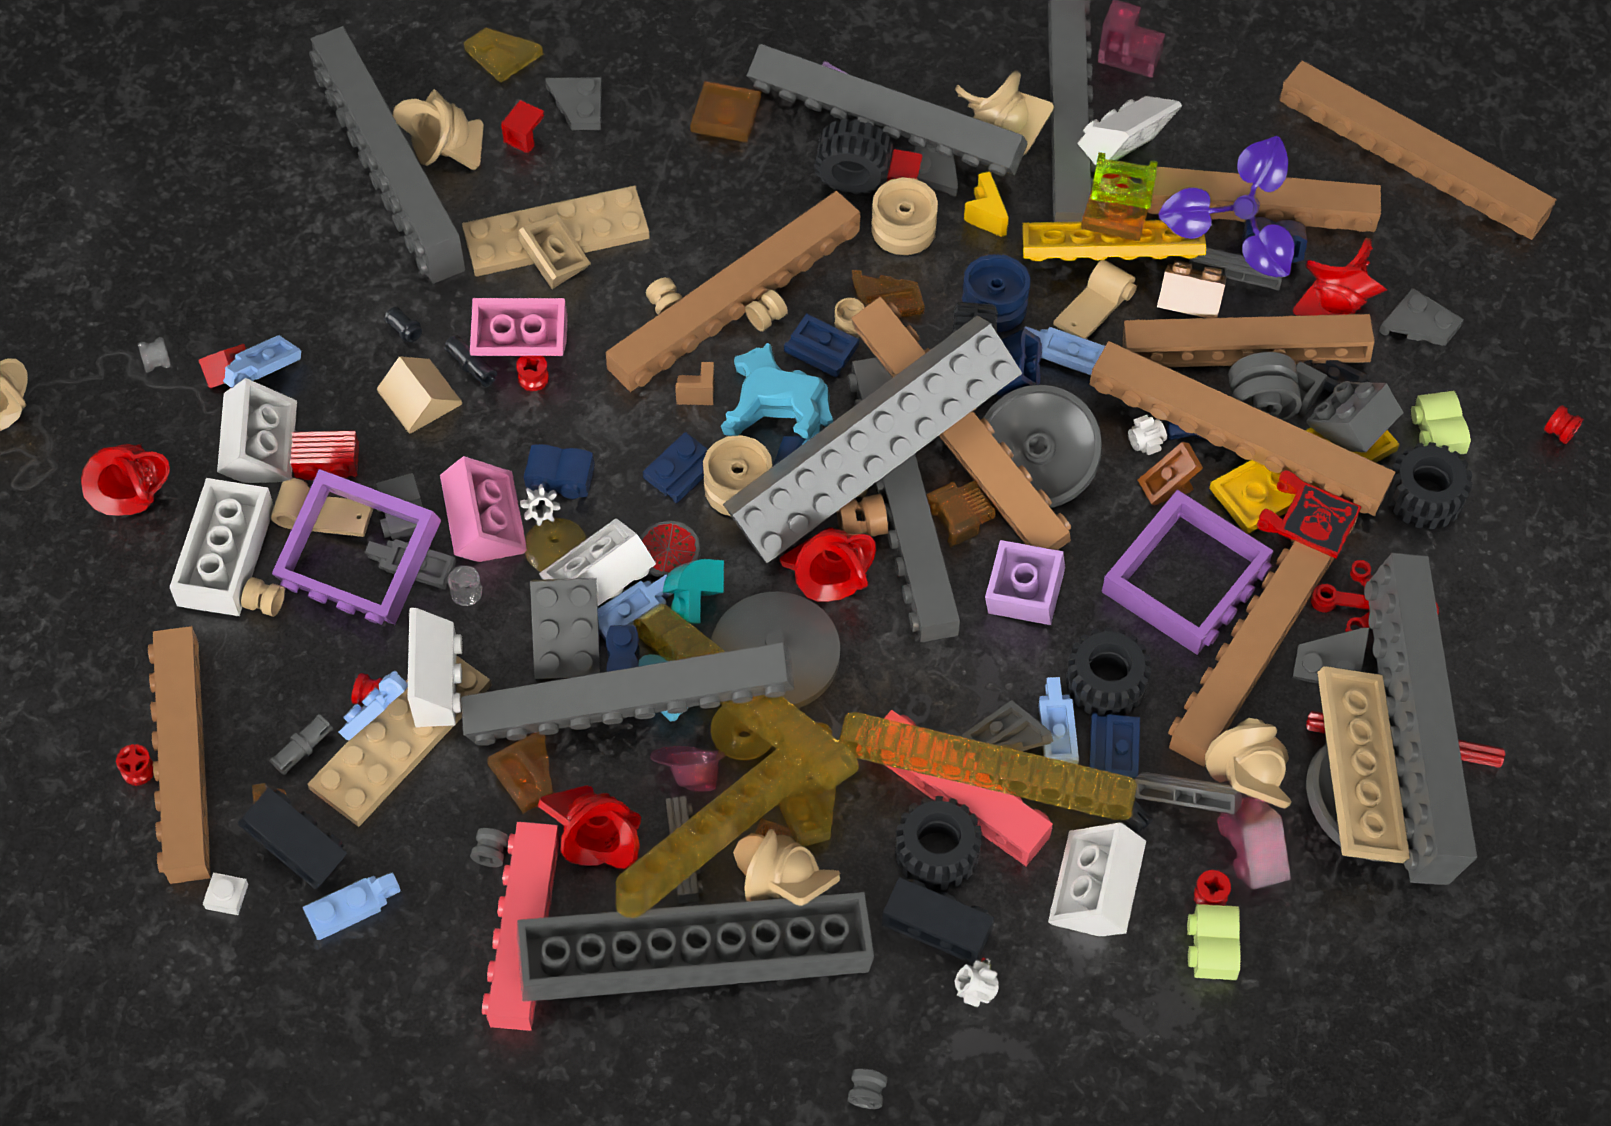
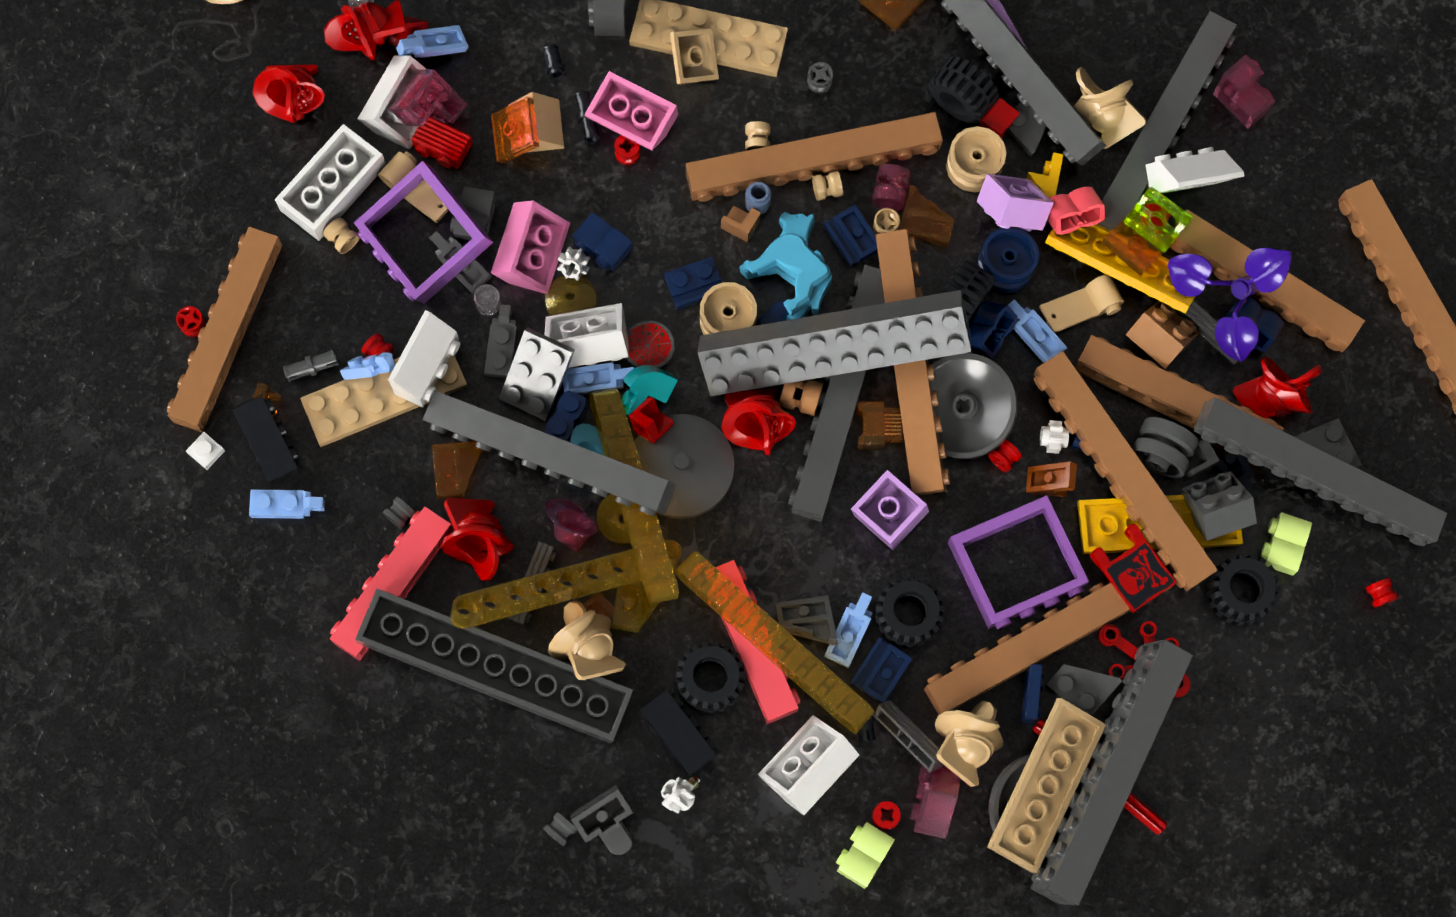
camera: 25 degrees right, 15 degrees up
(177, 377) = (370, 26): none -> red helmet
(286, 410) = (427, 96): none -> clear pink brick
(400, 404) = (515, 130): none -> clear orange plate
(505, 624) = (501, 344): none -> dark grey hinge
(691, 210) = (818, 72): none -> dark grey wheel
(700, 348) = (758, 197): none -> sand blue brick
(714, 620) = (649, 421): none -> red panel
(833, 279) = (891, 187): none -> clear pink wheel
(911, 1050) = (604, 818): none -> dark grey brick
(970, 233) = (1014, 202): none -> lavender brick
(1034, 213) = (1076, 210): none -> coral brick
(1109, 477) = (1005, 456): none -> red wheel
(1285, 690) = (1033, 685): none -> dark blue plate
(1431, 335) = (1319, 472): none -> dark grey brick

